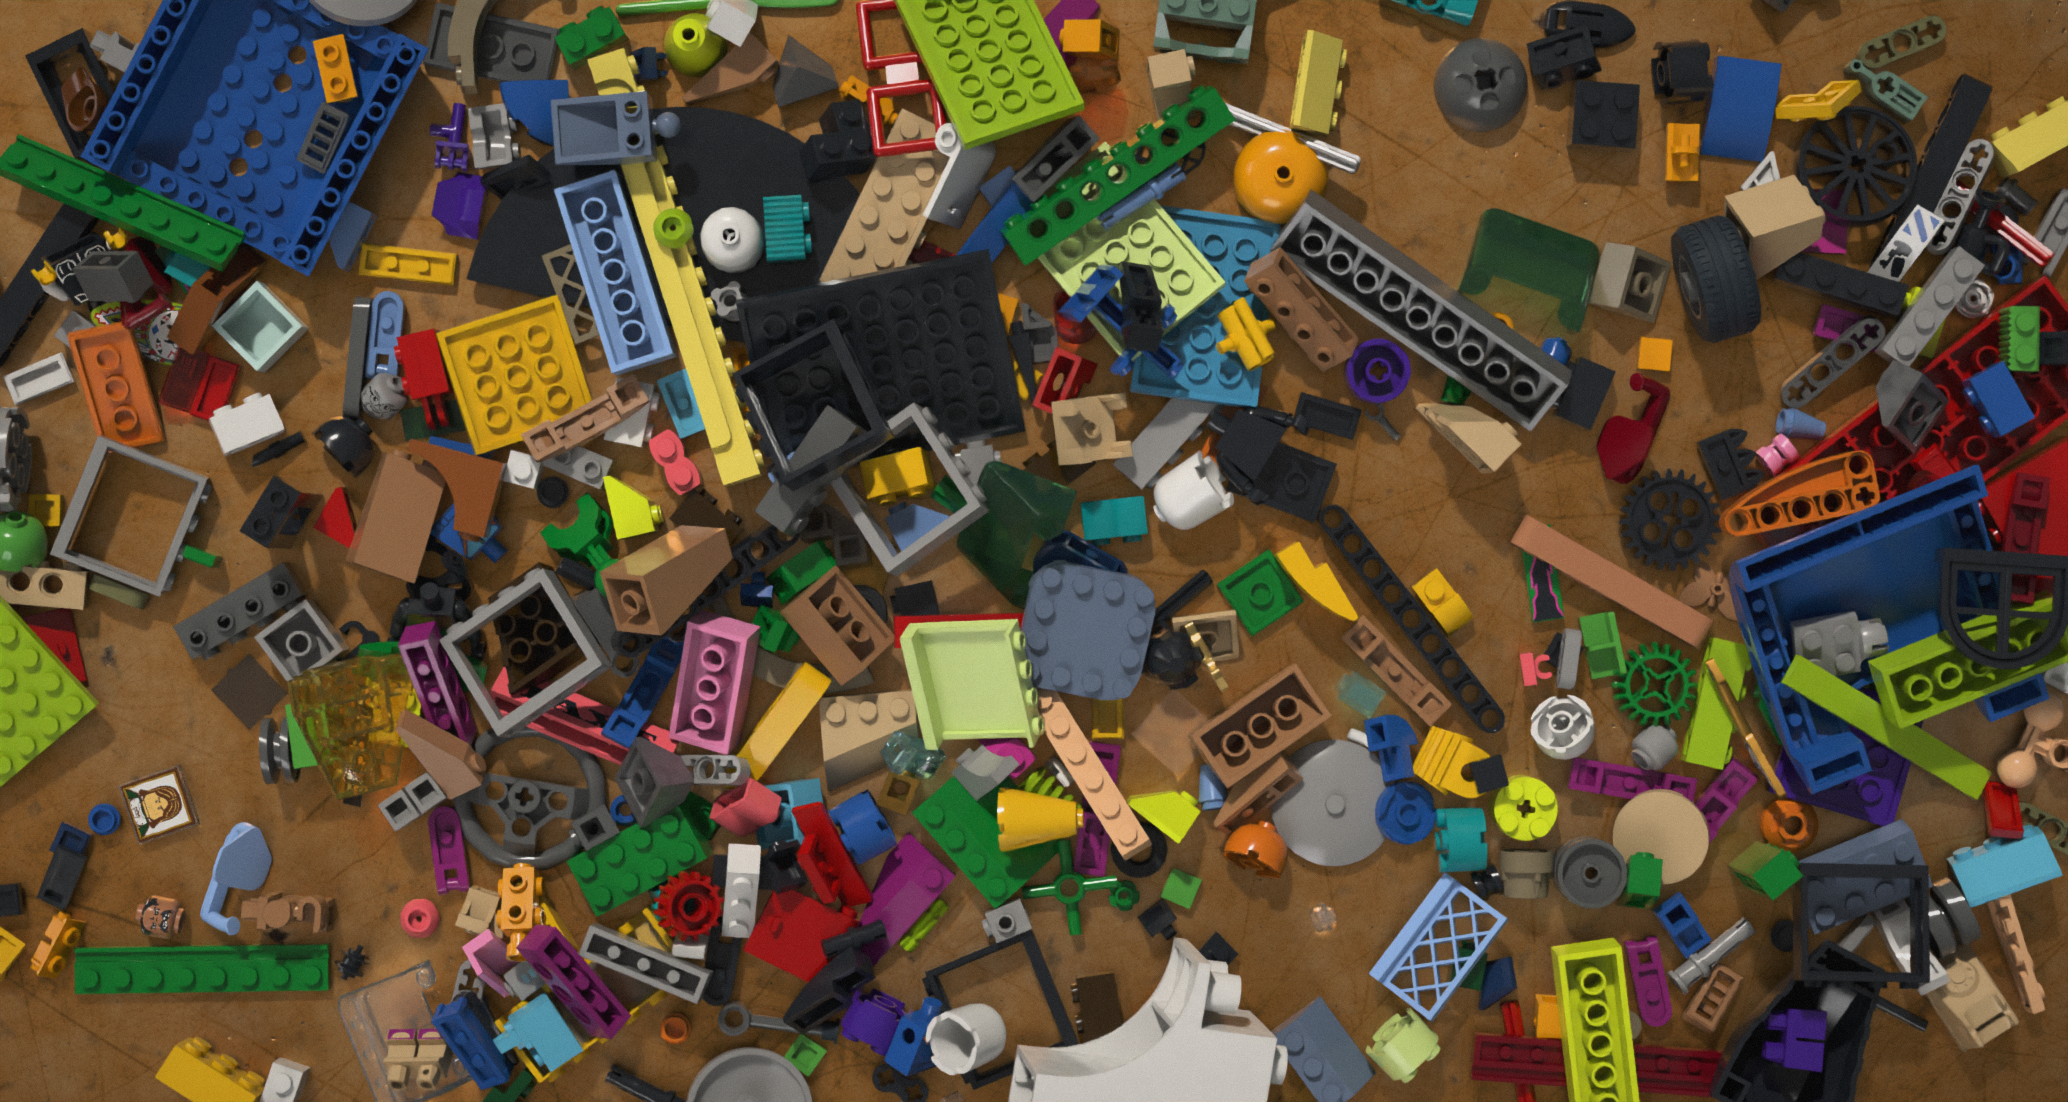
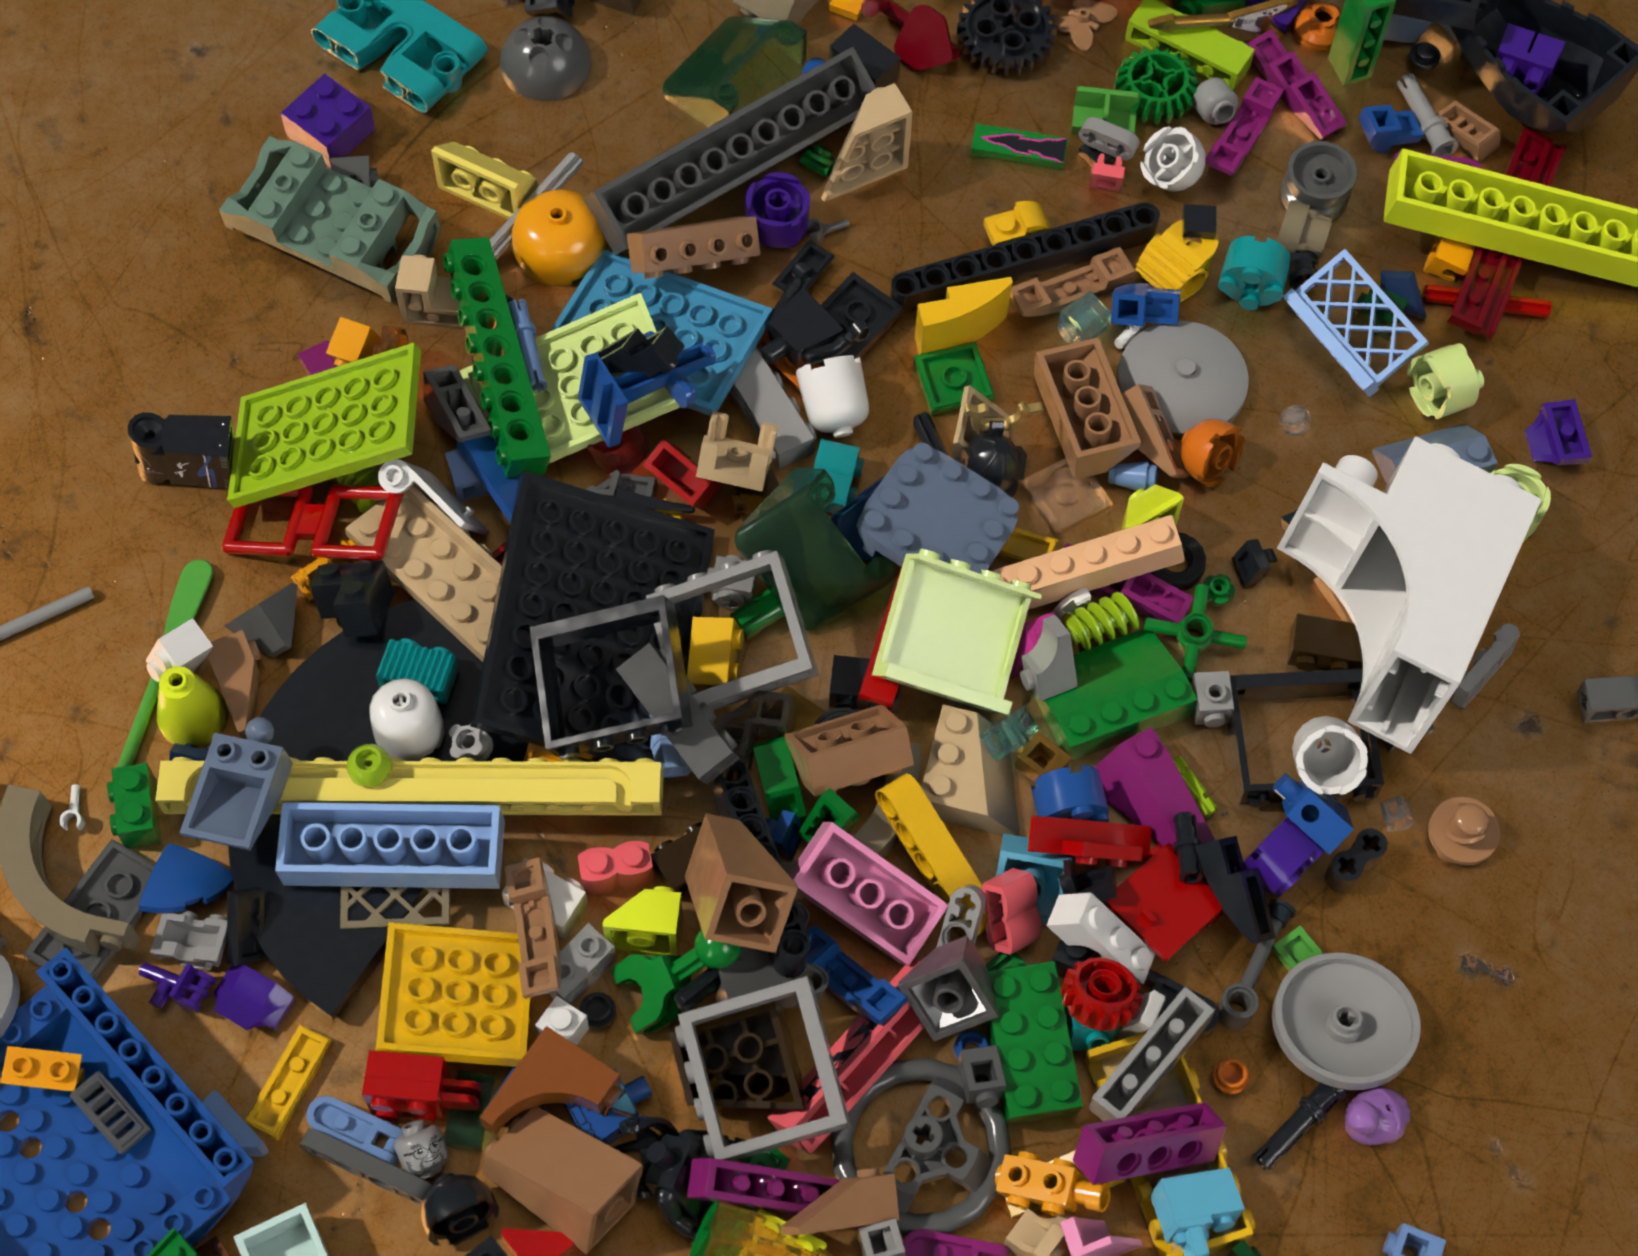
camera: 70 degrees left, 25 degrees down
(522, 980) = (1127, 1212): light grey brick -> none
(681, 403) = (556, 842): medium azure plate -> none
(912, 523) = (770, 647): medium blue slope -> none
(1034, 818) = (1115, 626): yellow cone -> none
(1181, 888) = (1226, 537): bright green tile -> none
(1246, 335) = (698, 289): yellow pin -> none
(1405, 812) = (1212, 318): blue tile -> none
(1535, 821) = (1241, 212): neon yellow brick -> none
(1612, 582) = (1047, 88): nougat beam -> none
(1643, 881) = (1343, 130): green arch -> none
(1668, 828) = (1301, 110): tan tile -> none

